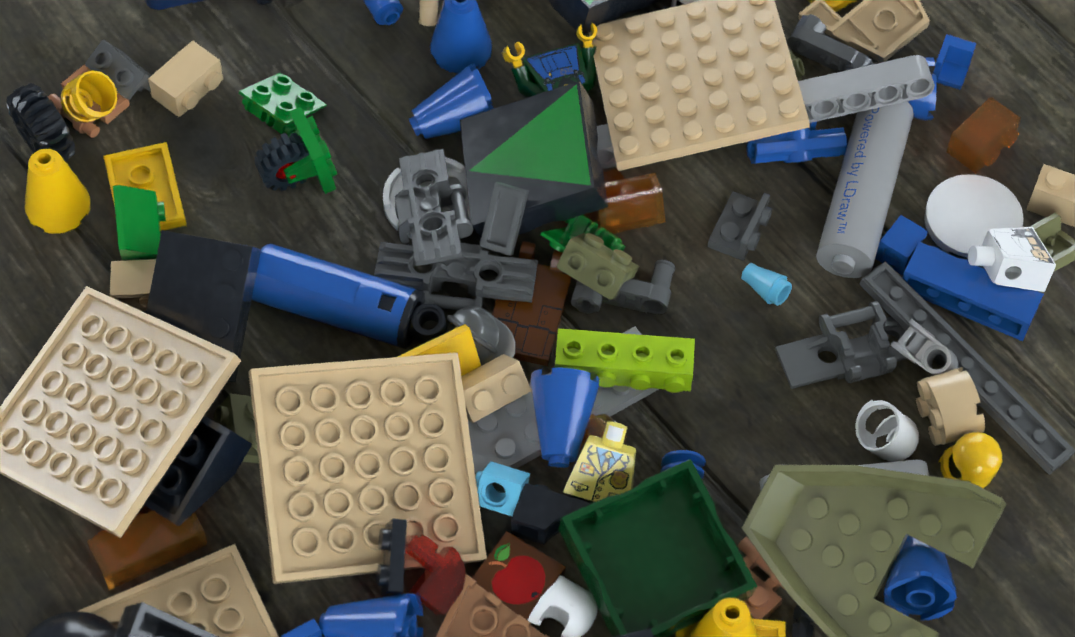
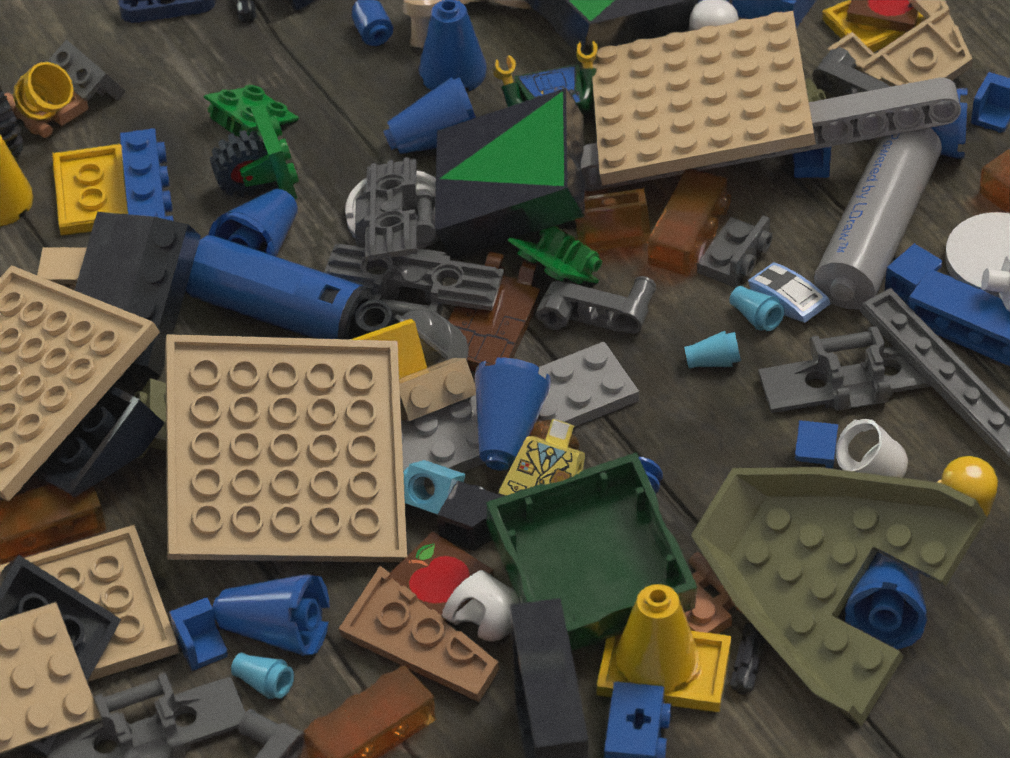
camera: 10 degrees right, 10 degrees down
(138, 222) = (74, 207): green slope -> none
(186, 78) = (150, 84): tan brick -> none
(197, 186) = (144, 174): none -> blue brick
(308, 225) = (258, 223): none -> blue cone
(391, 573) = (300, 522): black plate -> none
(443, 575) = (354, 559): clear red brick -> none
(504, 218) = (469, 221): dark grey tile -> none
(597, 265) = (565, 274): olive bracket -> none
(628, 359) = (579, 366): lime brick -> none
(696, 200) = (688, 222): none -> clear orange brick
(734, 331) = (715, 351): none -> medium azure cone
(798, 146) = (806, 173): blue piece -> none
(801, 269) = (795, 293): none -> slope
(838, 424) = (816, 443): none -> blue panel
(922, 347) = (921, 373): light grey piece -> none
(950, 405) = (943, 430): tan brick -> none

